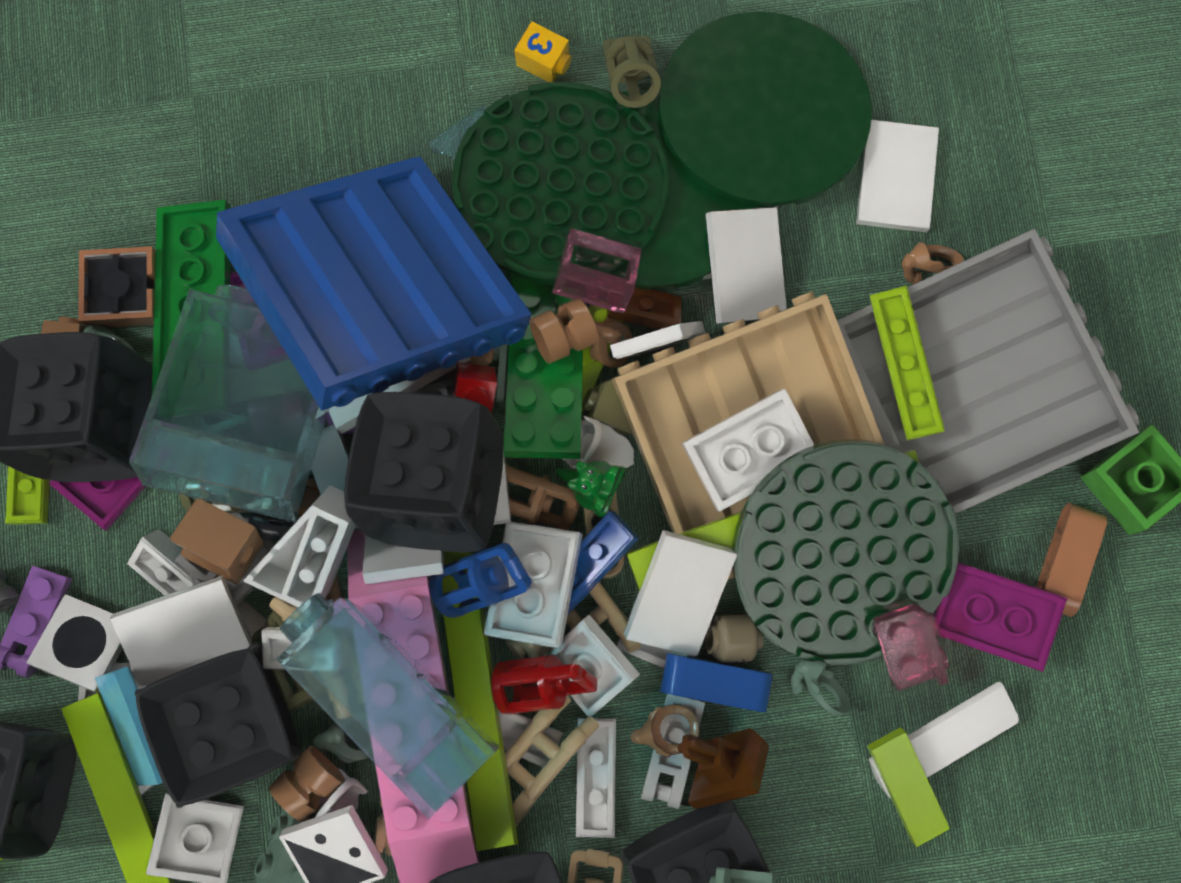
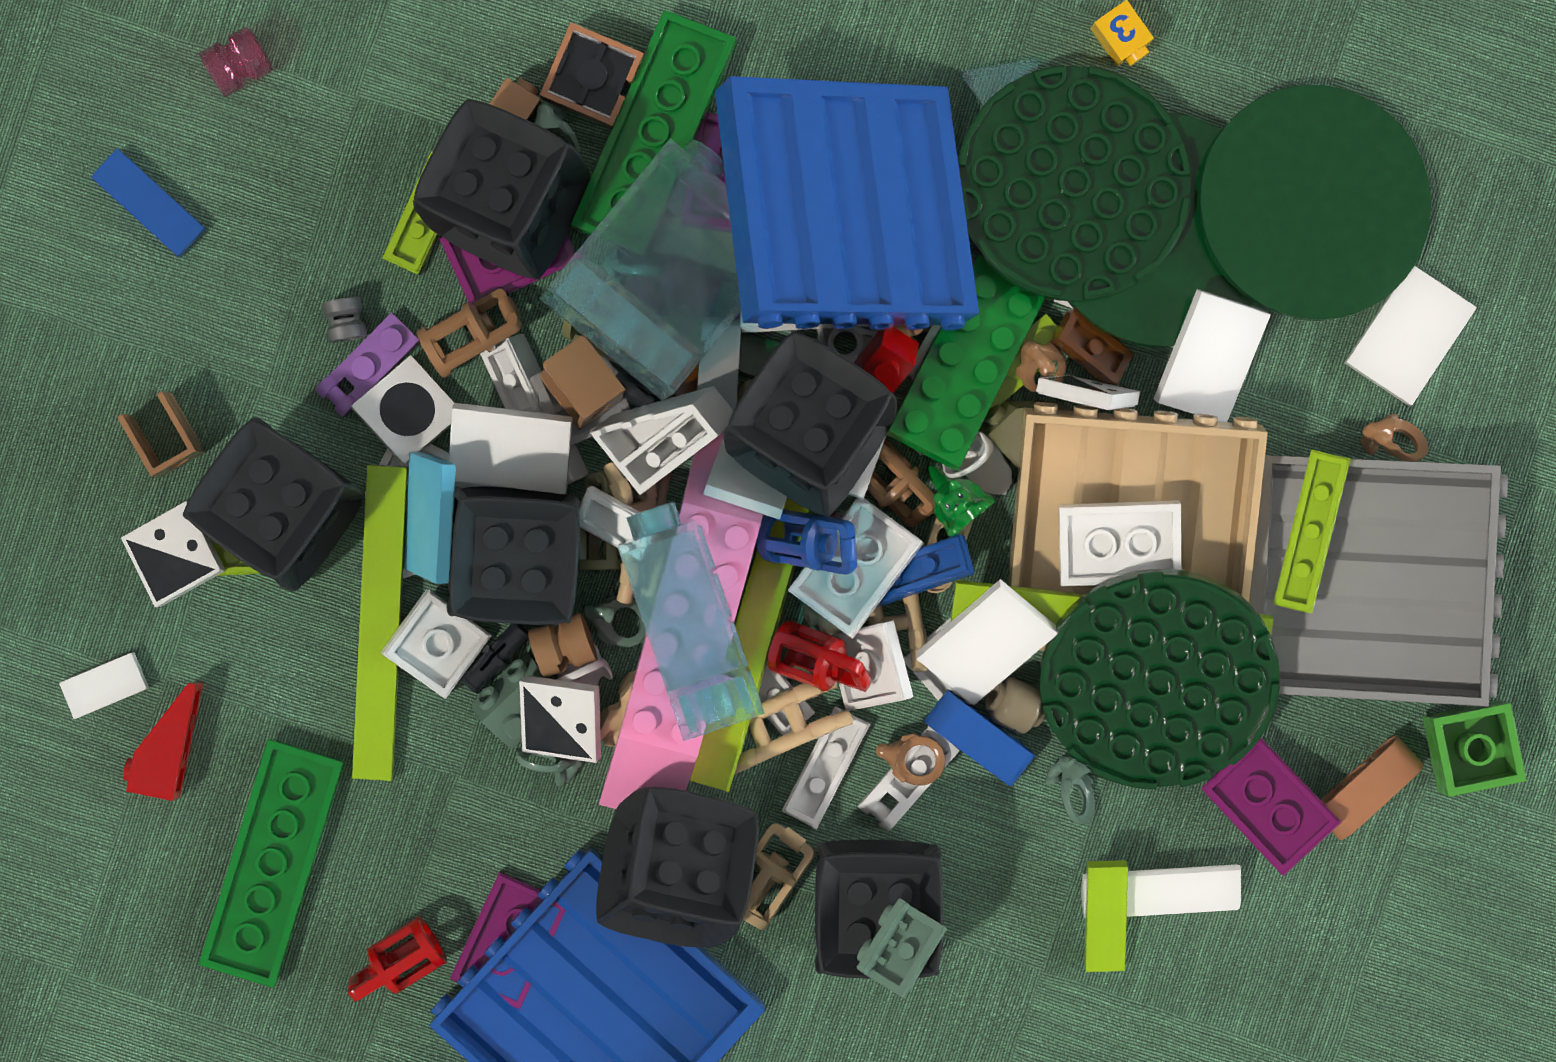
camera: 25 degrees right, 10 degrees up
(109, 537) = (480, 327): none -> medium nougat piece
(255, 826) = (495, 657): none -> black pin
(567, 329) = (1001, 343): medium nougat wheel -> none
(592, 285) = (1050, 310): clear pink tile -> none
(628, 62) = (1203, 89): olive piece -> none
(726, 766) = (949, 817): reddish brown piece -> none
(911, 647) = (1175, 794): clear pink bracket -> none

